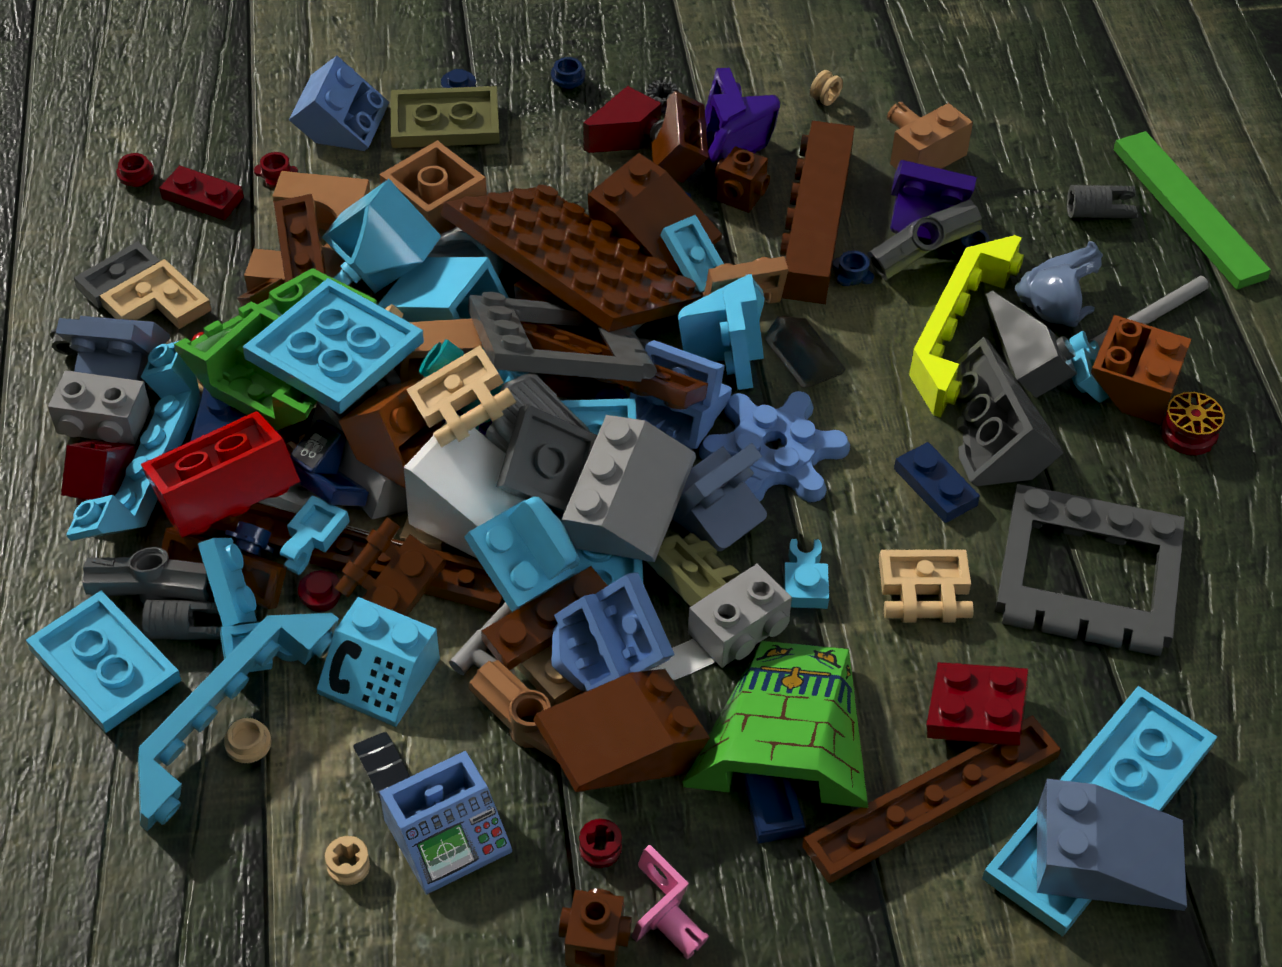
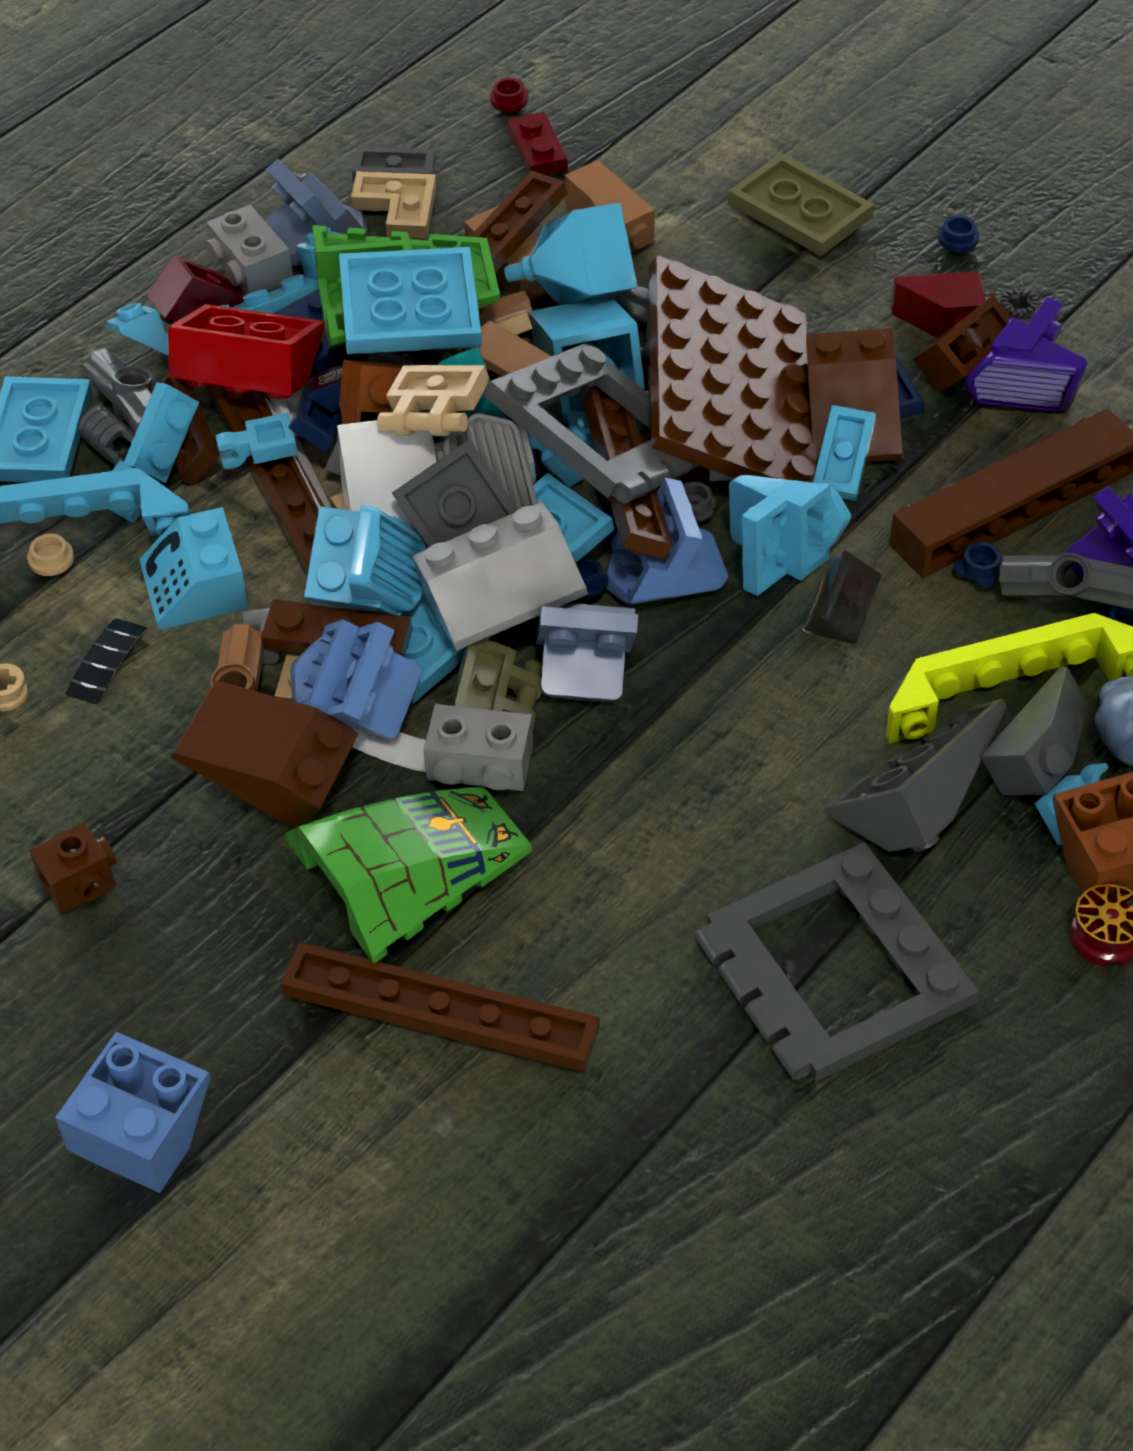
camera: 50 degrees right, 0 degrees up
(250, 538) = (216, 413): dark blue plate -> none
(271, 167) = (615, 158): dark red plate -> none
(318, 591) = (229, 492): dark red plate -> none
(339, 107) = (721, 142): medium blue slope -> none
(402, 580) = (275, 526): reddish brown plate -> none
(434, 178) = (700, 239): medium nougat brick -> none
(445, 822) = (82, 710): medium blue slope -> none
(458, 78) = (854, 181): dark blue plate -> none
(587, 839) = (167, 833): dark red bush -> none
(666, 913) = (141, 900): bright pink bracket -> none
(741, 179) = (980, 418): reddish brown brick -> none
(766, 271) = (863, 499): medium nougat plate -> none
(772, 807) = (315, 912): dark blue tile -> none
(789, 464) = (701, 678): medium blue plate -> none
(806, 578) = (584, 773): medium azure plate -> none
(925, 573) = (678, 842): tan plate -> none
(936, 482) = (801, 787): dark blue plate -> none
(978, 703) = (570, 970): dark red plate -> none
(1108, 847) = (496, 1155): sand blue slope -> none
(1138, 754) = (559, 1135): medium azure plate -> none

